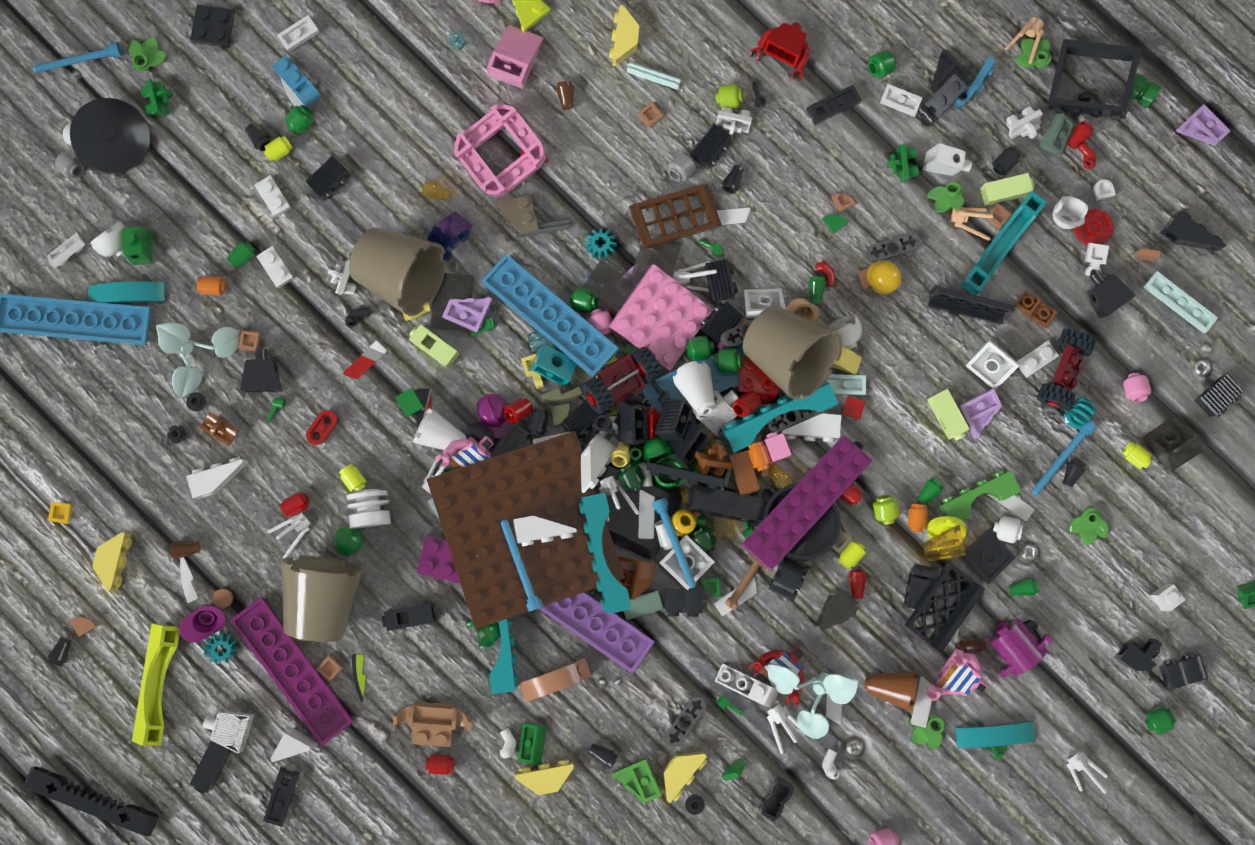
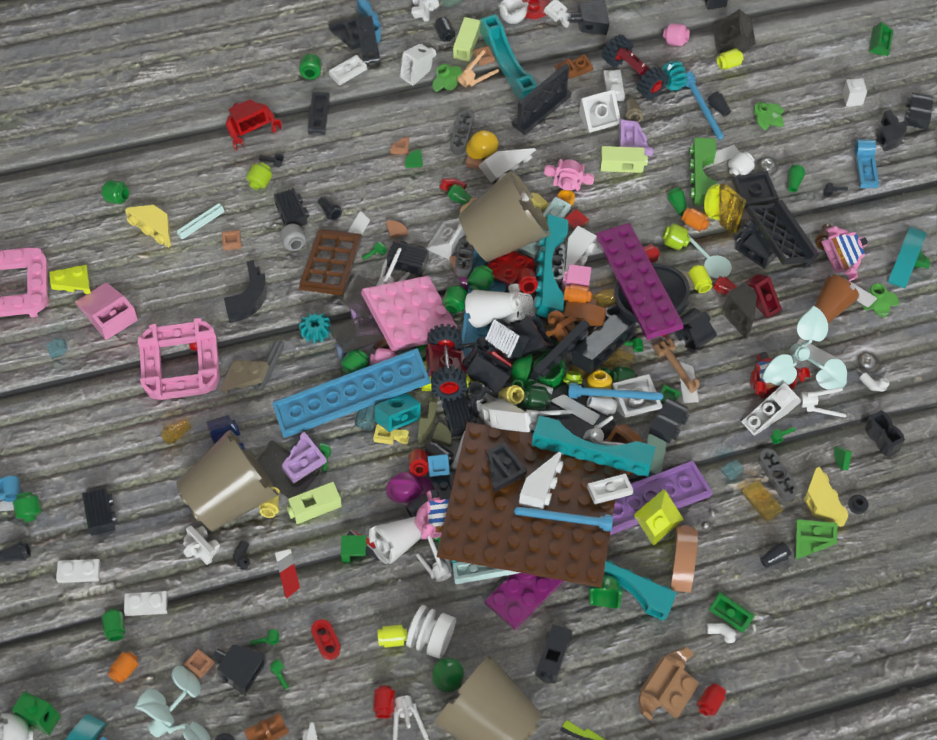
camera: 60 degrees left, 25 degrees down
(277, 148) = (39, 540): neon yellow brick -> none
(302, 384) = (272, 638): none -> green hand
(521, 430) = (439, 465): none -> dark azure plate
(540, 488) = (504, 467): none -> black wing
(545, 778) = (772, 612): light yellow slope -> none
(565, 93) = (167, 289): reddish brown cone -> none
(570, 589) = (610, 489): none -> white plate
(576, 641) = (658, 517): none -> neon yellow slope
(599, 172) = (250, 301): none -> black arch
(625, 547) = (596, 434): none -> white plant
(649, 719) = (762, 501): none -> clear yellow plate
(665, 680) = (732, 470): none -> clear light blue piece
(673, 497) = (573, 377): none -> lime plate
(725, 318) = (443, 274): black brick -> none
(734, 122) = (284, 180): white hips -> none
(747, 251) = (396, 229): none -> nougat tile
(867, 620) = (767, 299): none -> dark red slope
(873, 305) = (504, 161): none -> white slope
(874, 384) = (567, 196): none -> light orange tile
(879, 561) = (715, 265): none -> light aqua piece
(896, 375) = (569, 174): none -> bright pink piece
(903, 155) = (398, 92): green hips -> none
(1014, 394) = (633, 111): none -> dark tan cone
(1018, 647) = (843, 201): magenta container -> none
(1082, 648) = (866, 163): none -> dark azure plate

